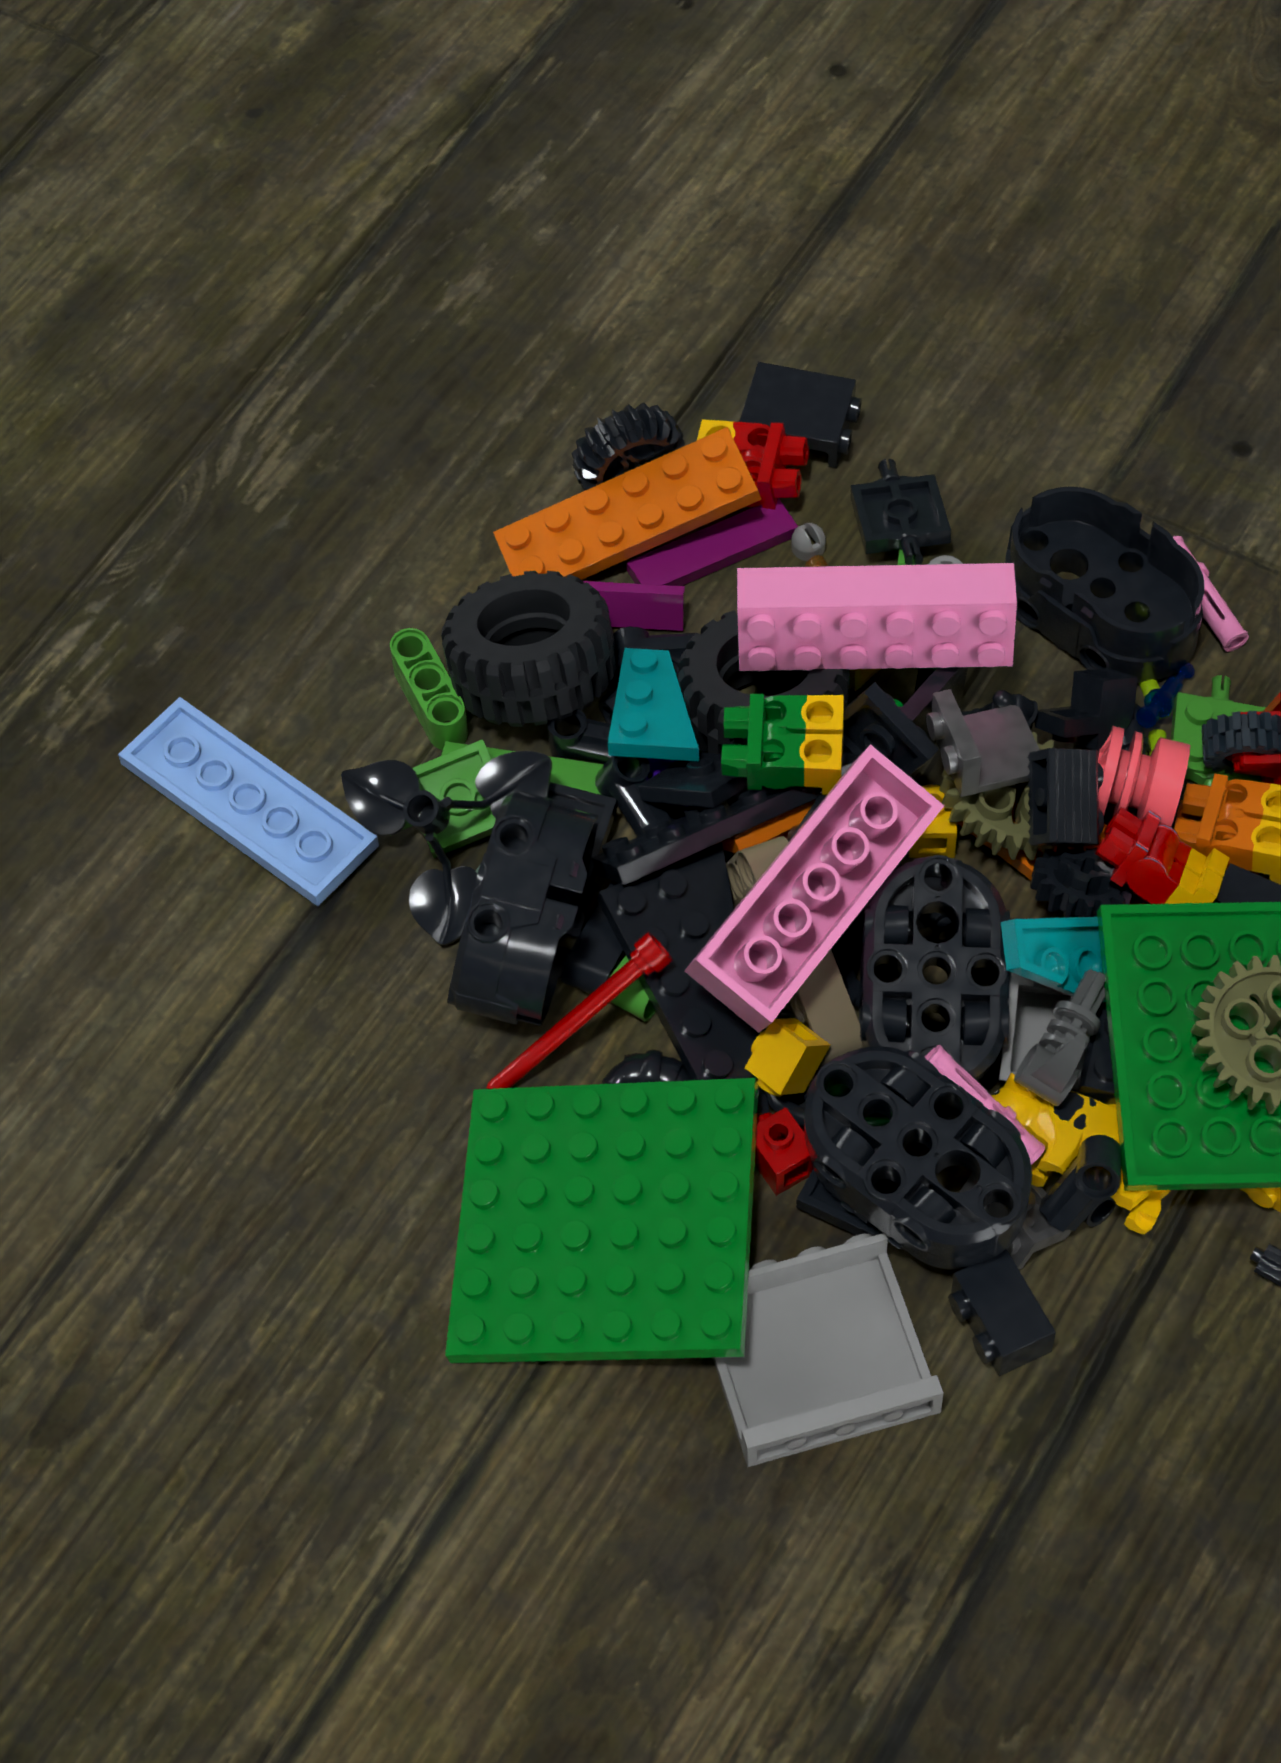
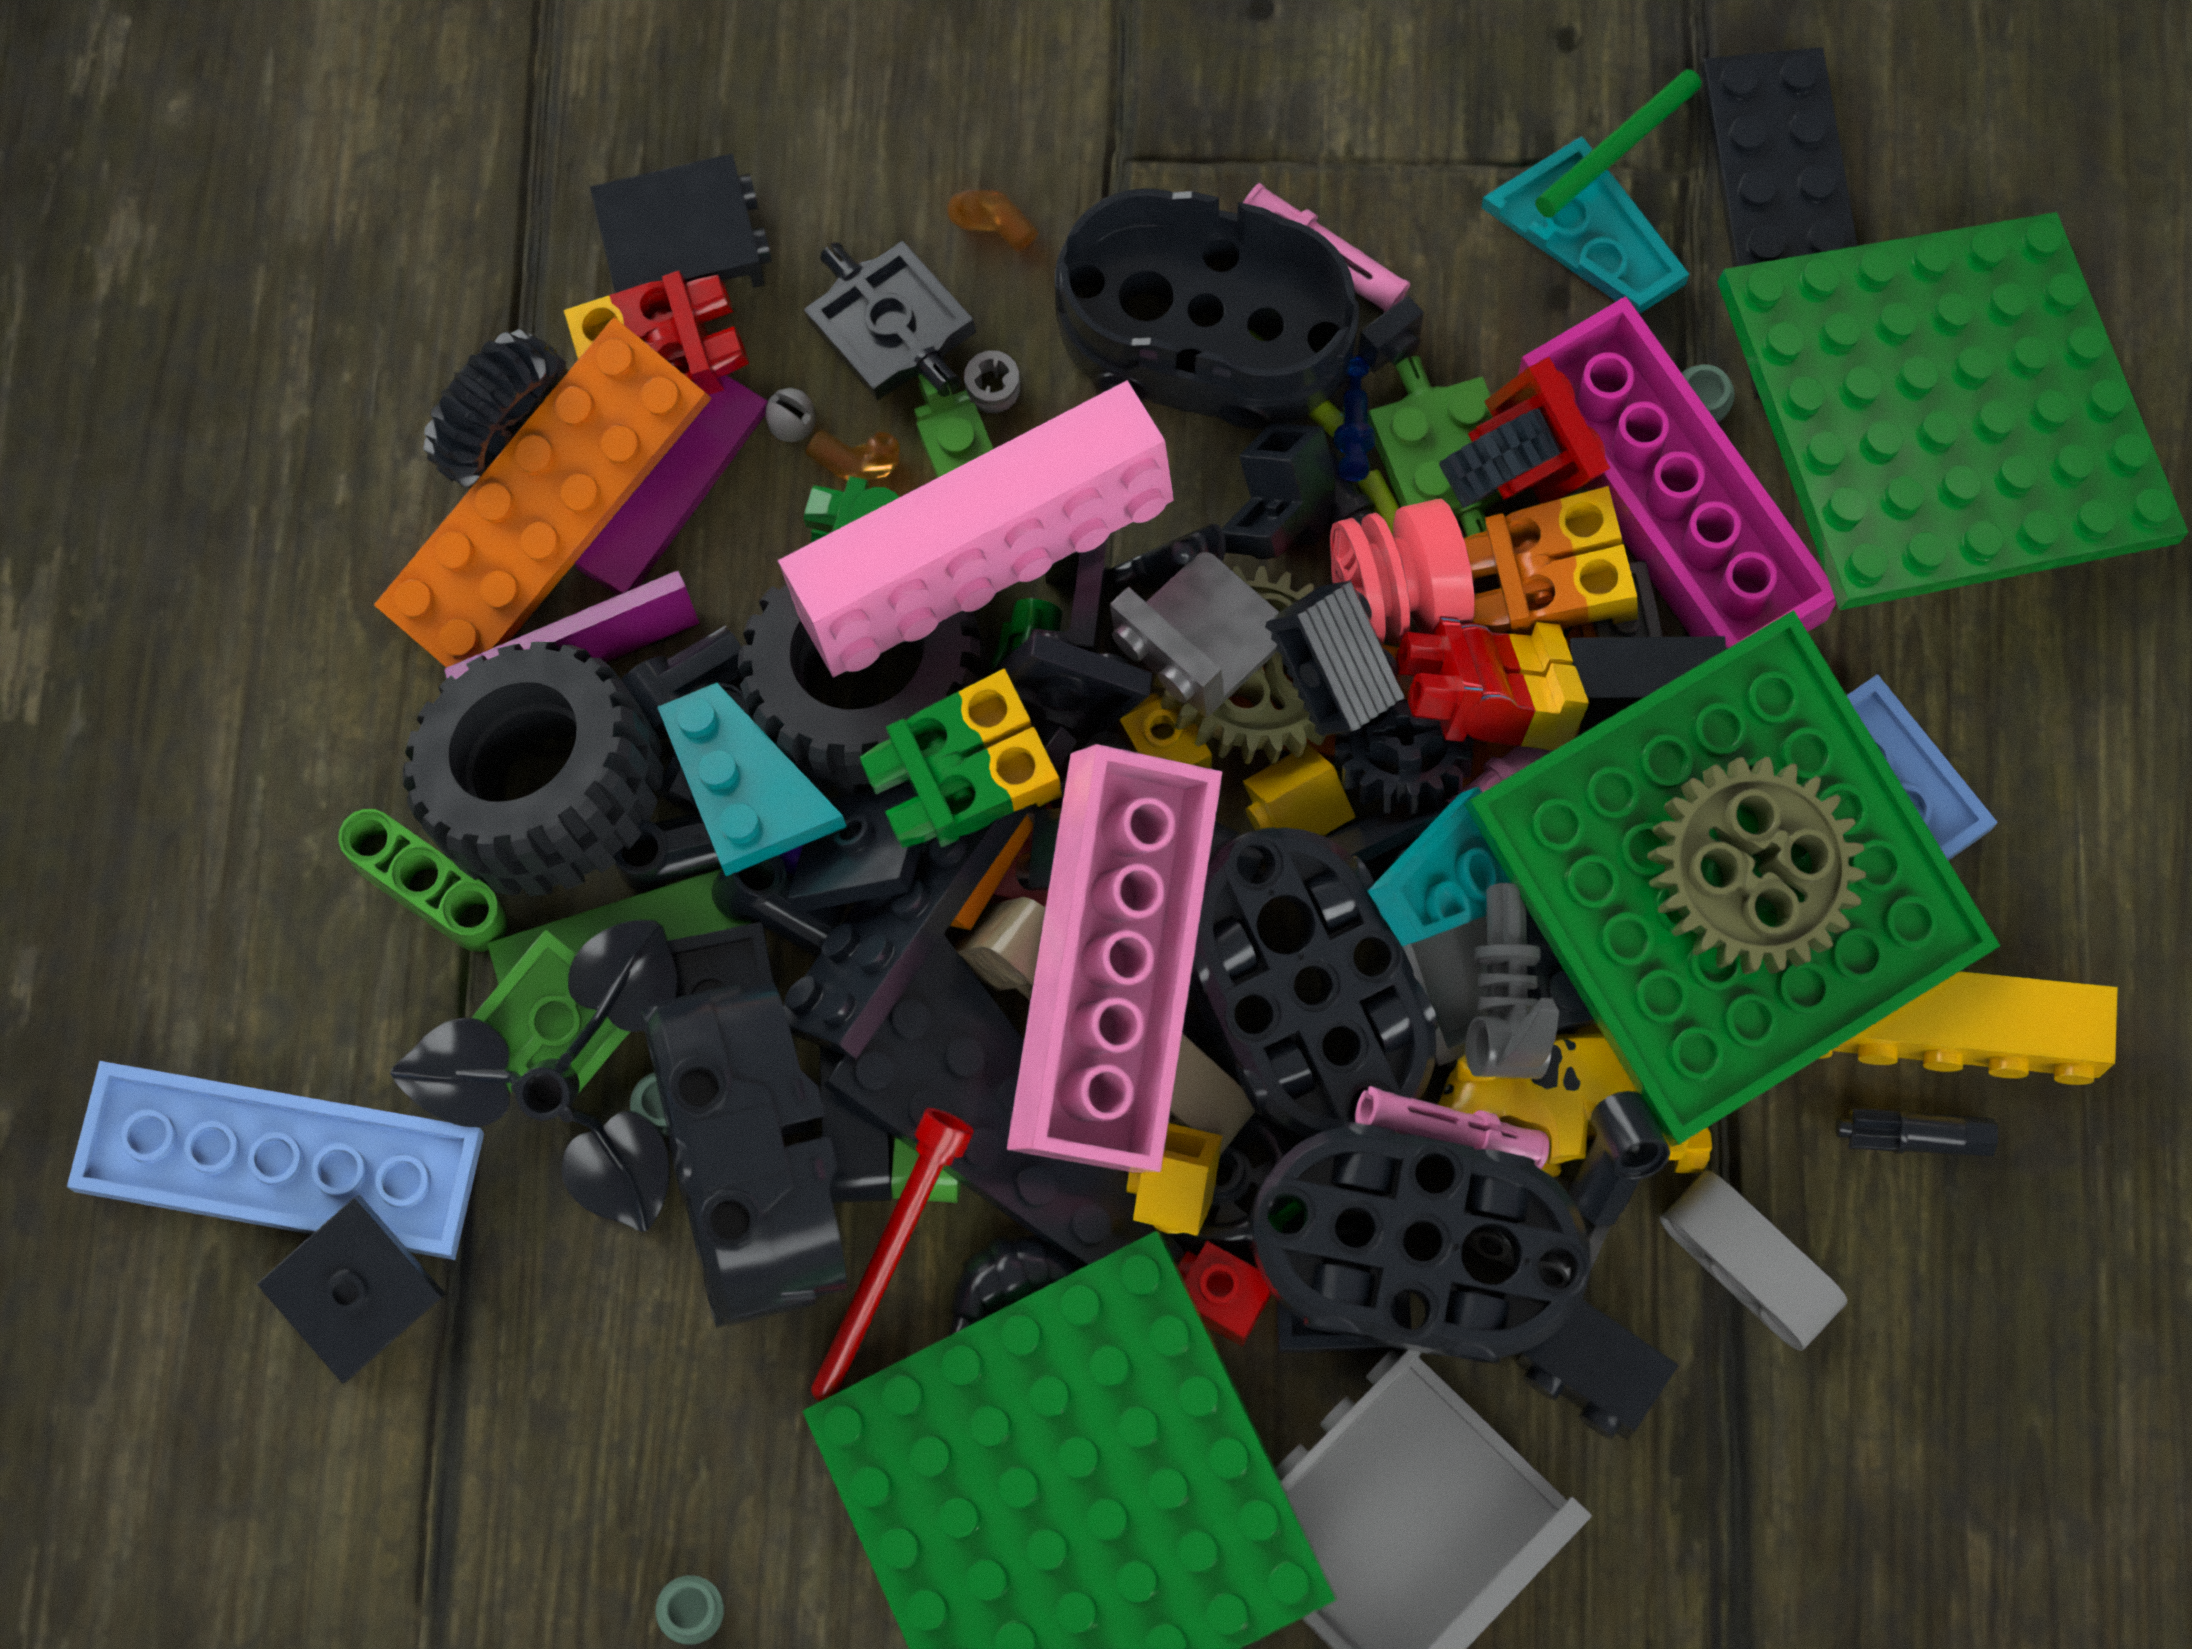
camera: 30 degrees left, 15 degrees up
(245, 887) = (351, 1289): none -> black plate
(335, 1169) = (689, 1610): none -> sand green plate
(999, 484) = (991, 212): none -> clear orange arm
(1011, 881) = (1298, 795): none -> yellow brick
(1147, 1303) = (1753, 1260): none -> light grey beam
(1218, 656) = (1392, 335): none -> black plate

